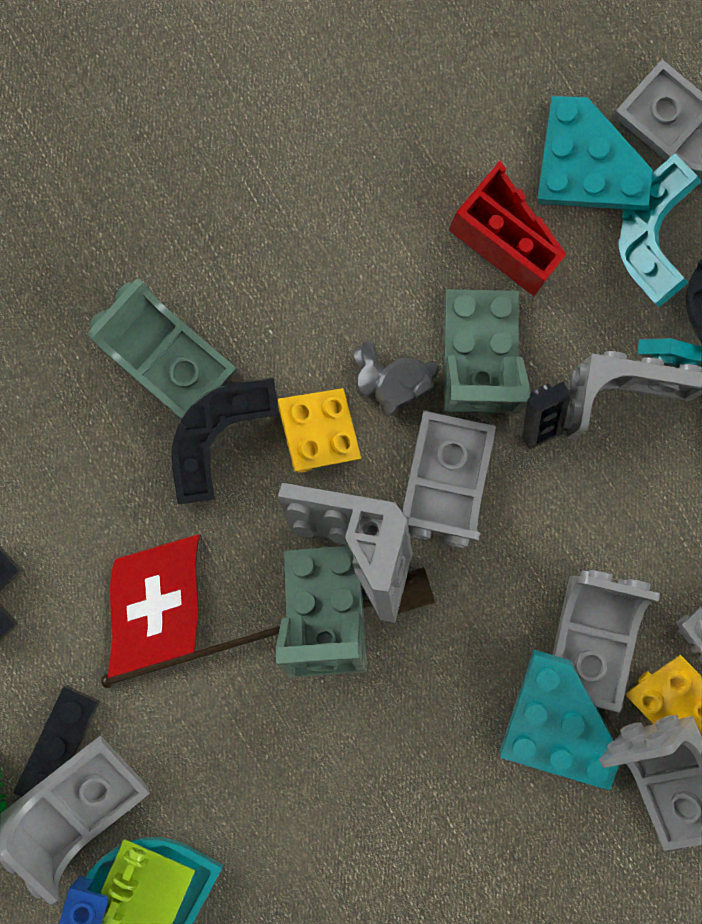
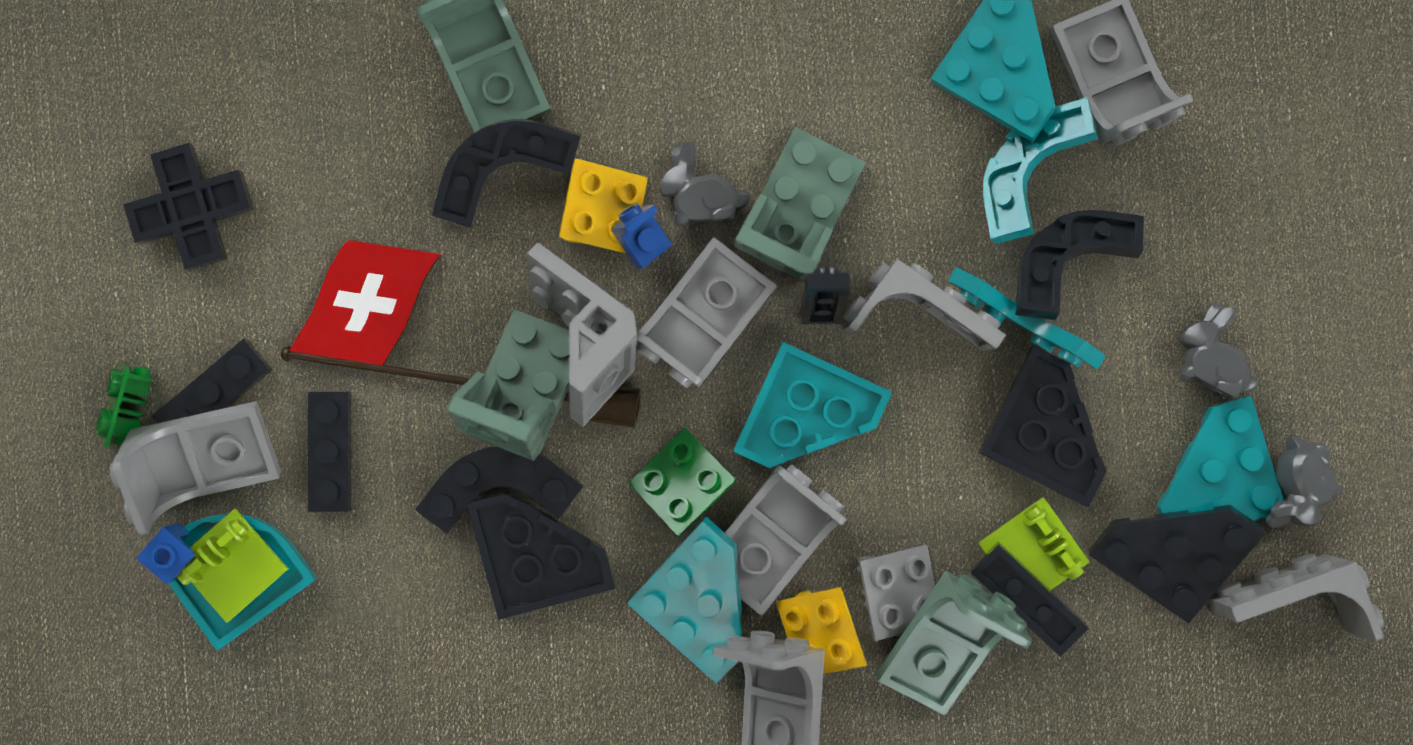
camera: 30 degrees right, 5 degrees up
(182, 749) = (329, 451): none -> black plate
(328, 697) = (491, 469): none -> black plate
(362, 437) = (641, 234): none -> blue bracket
(402, 755) = (534, 557): none -> black plate
(497, 630) = (682, 481): none -> green hinge
(507, 232) = (881, 97): red wedge -> none
(570, 517) = (807, 408): none -> teal plate

